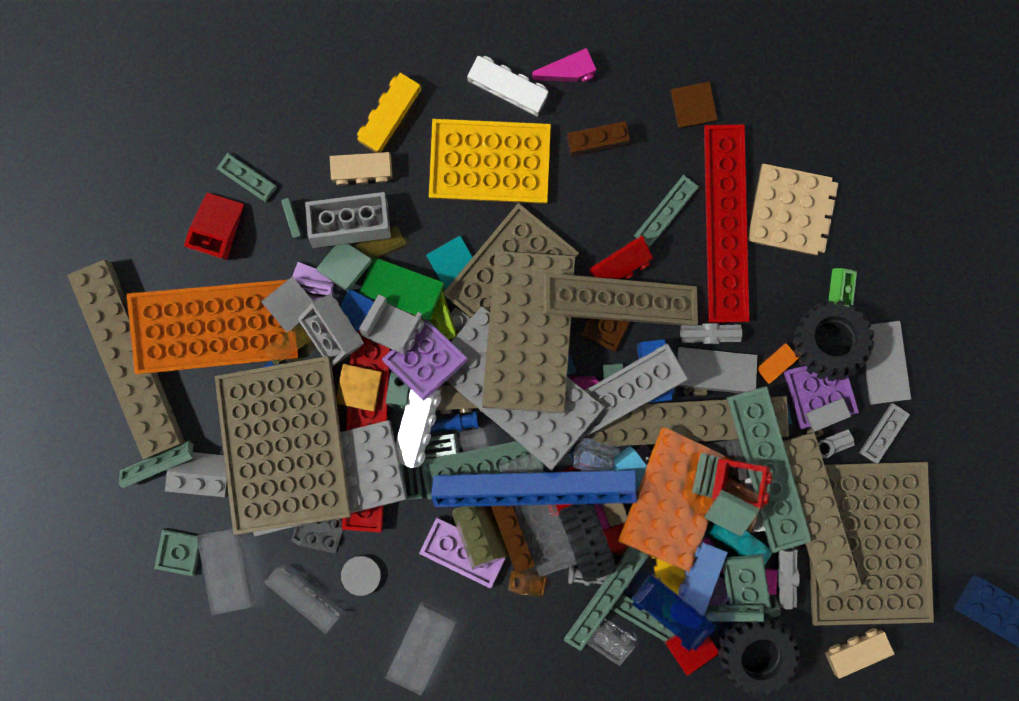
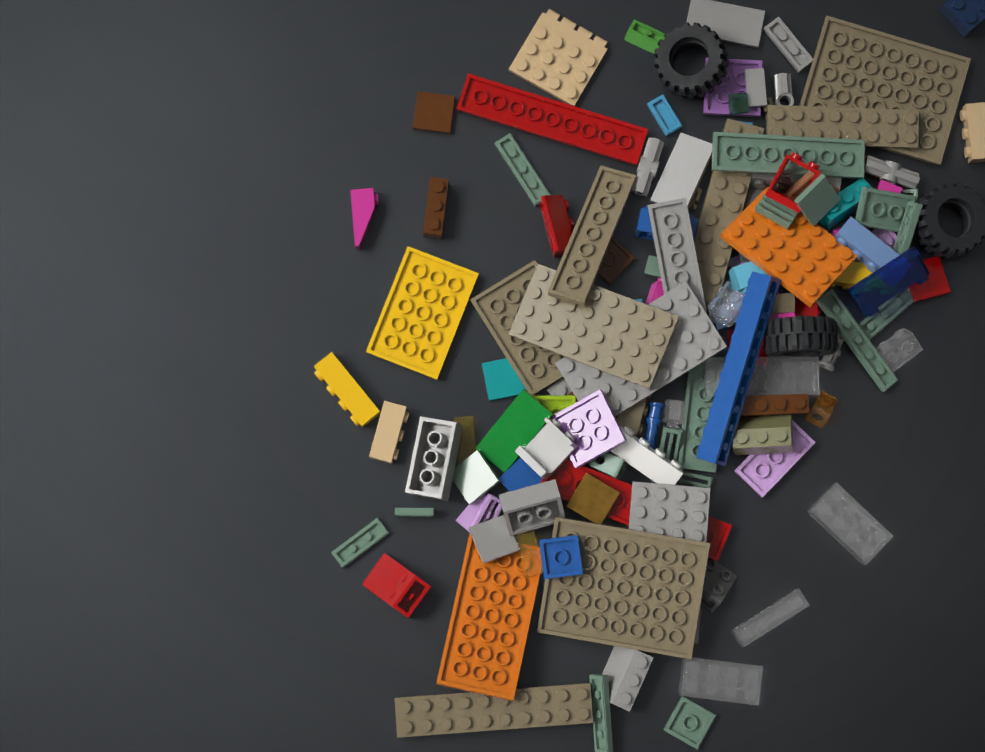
camera: 80 degrees left, 5 degrees down
(290, 374) = (561, 556): none -> blue plate
(360, 575) = (765, 558): light grey tile -> none
(507, 85) = (358, 273): white brick -> none
(769, 333) = (664, 115): none -> dark azure tile
(777, 363) = (694, 117): orange tile -> none
(805, 402) = (738, 103): none -> clear green plate

